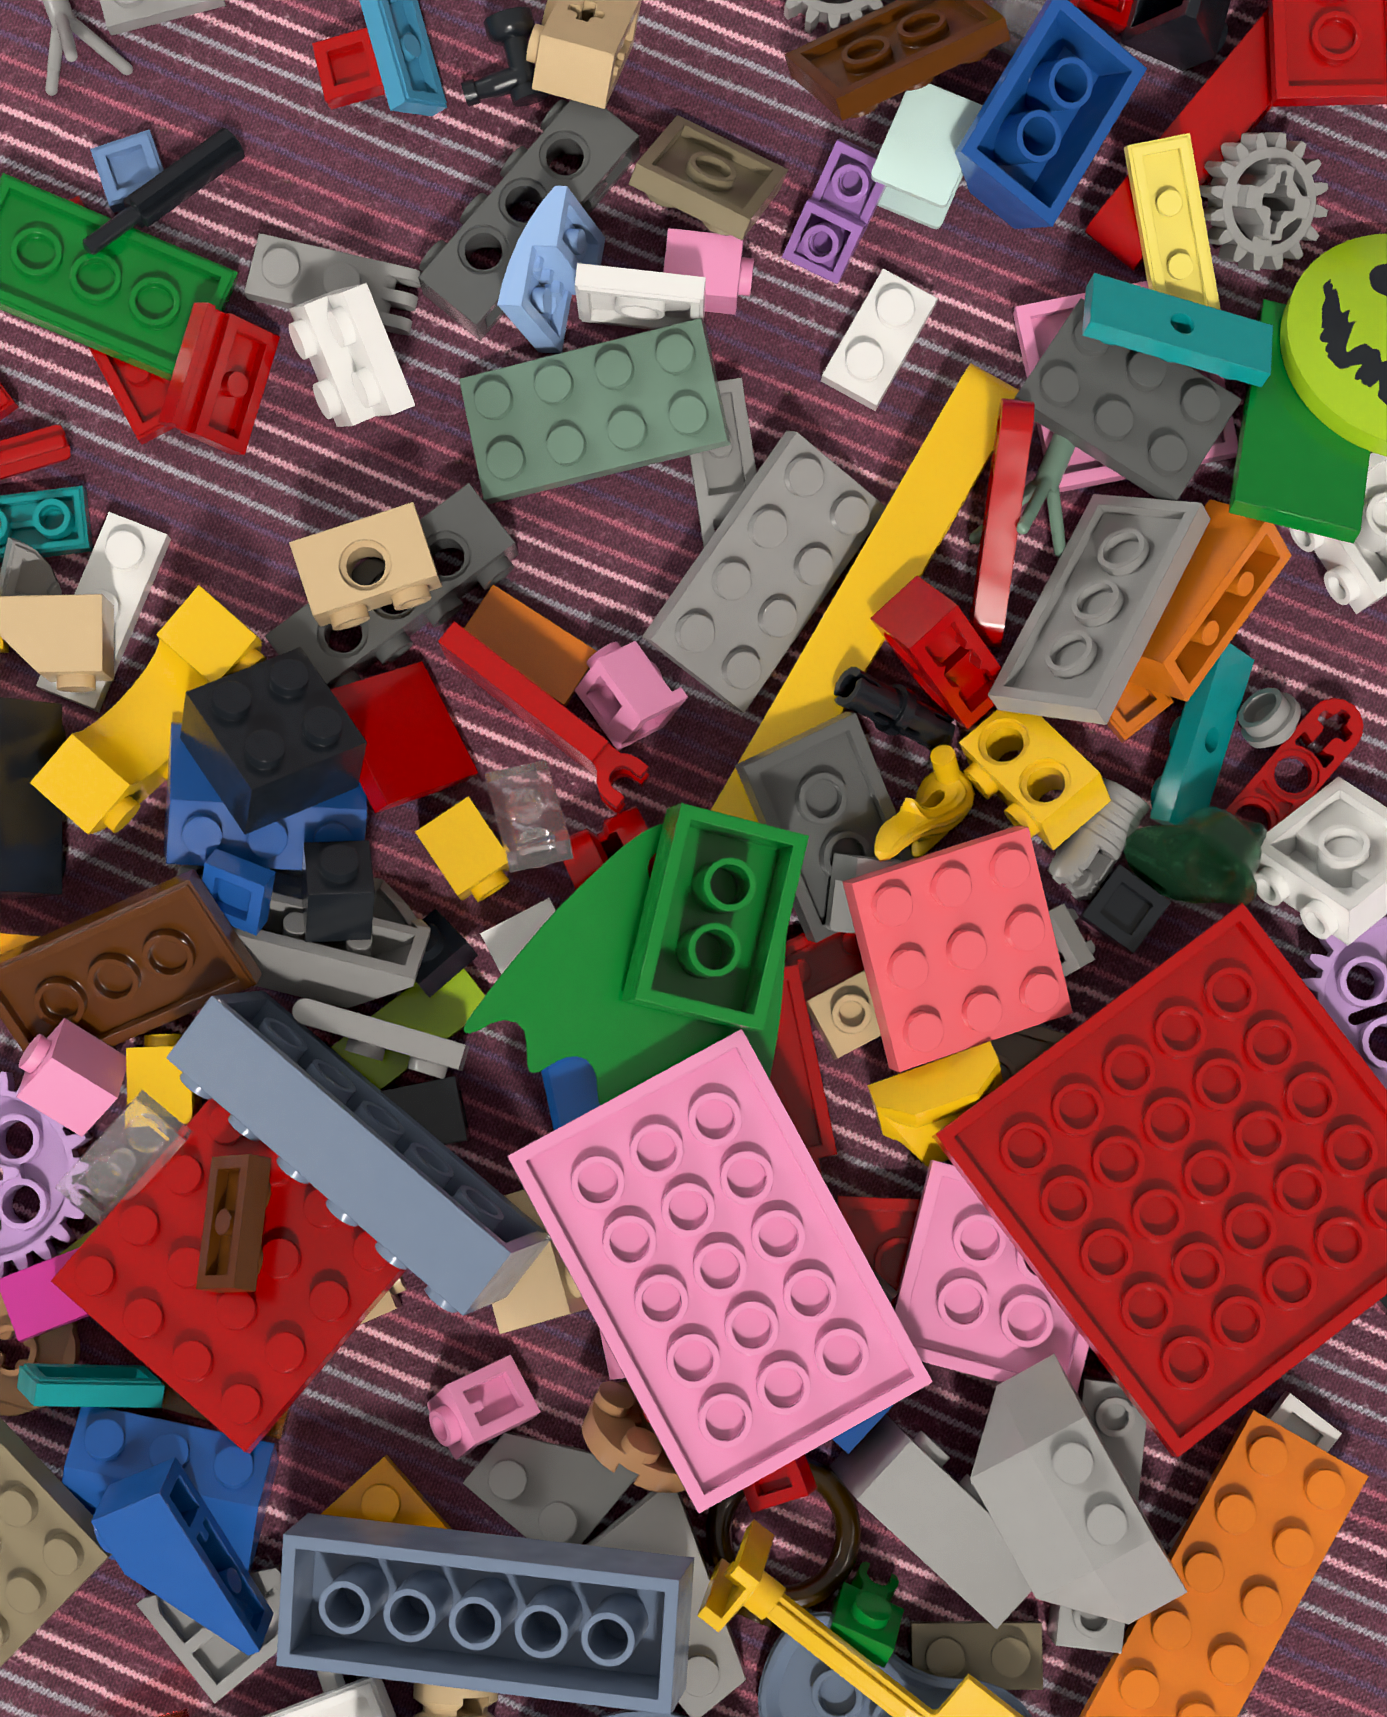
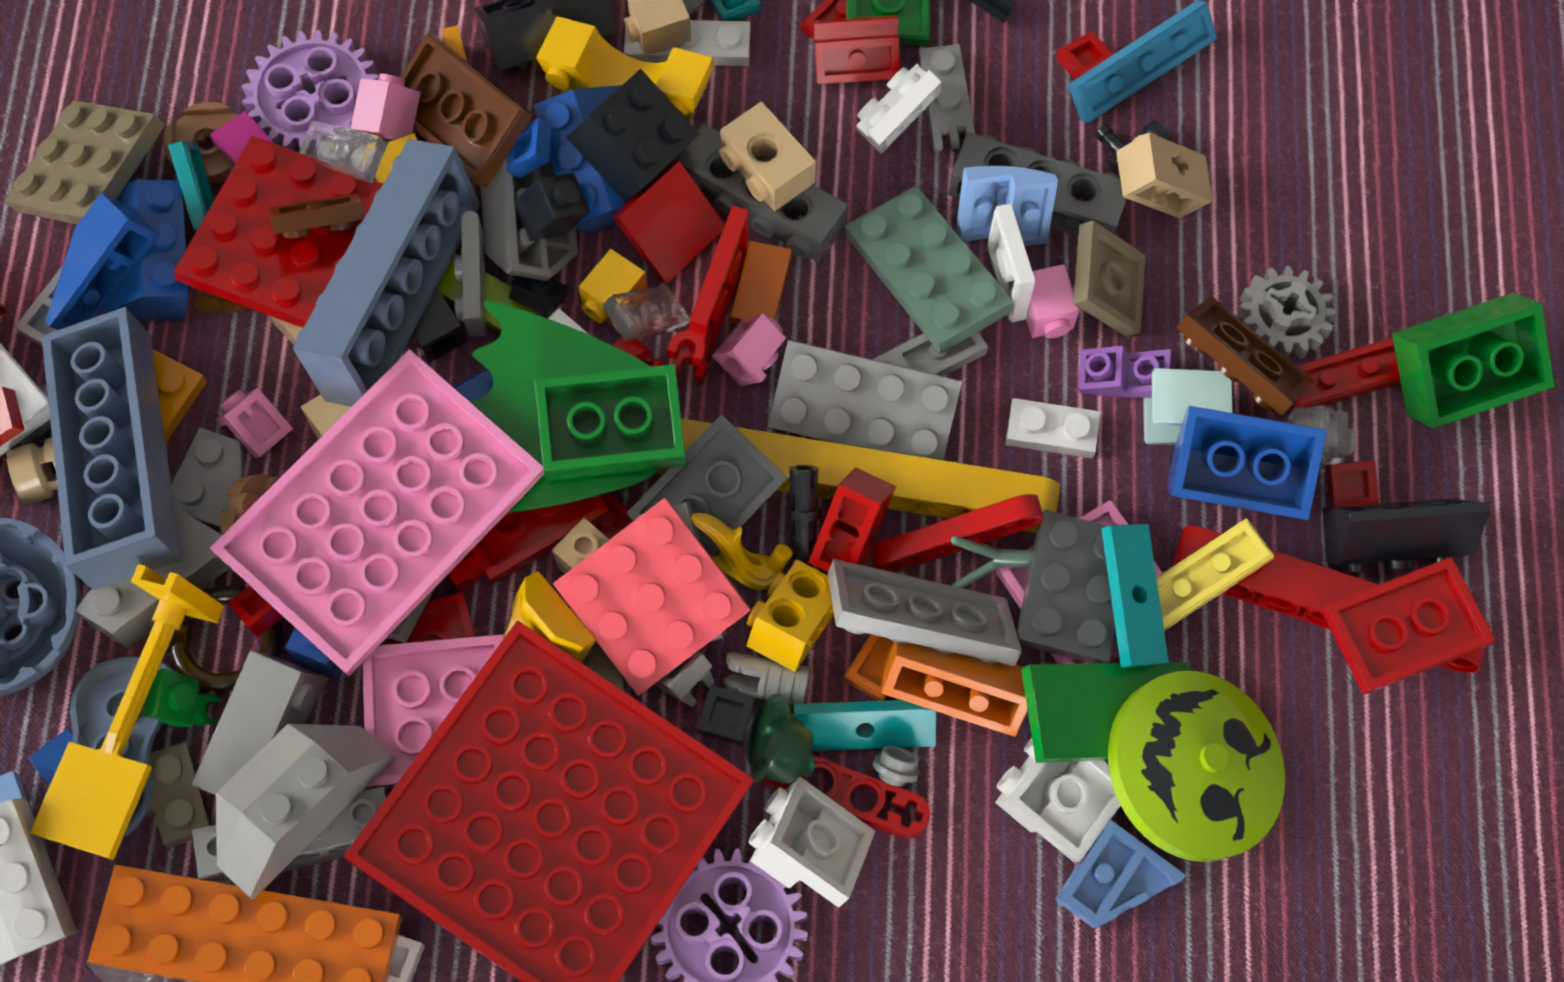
camera: 70 degrees right, 15 degrees down
(1262, 200) = (1277, 628): light grey gear -> none

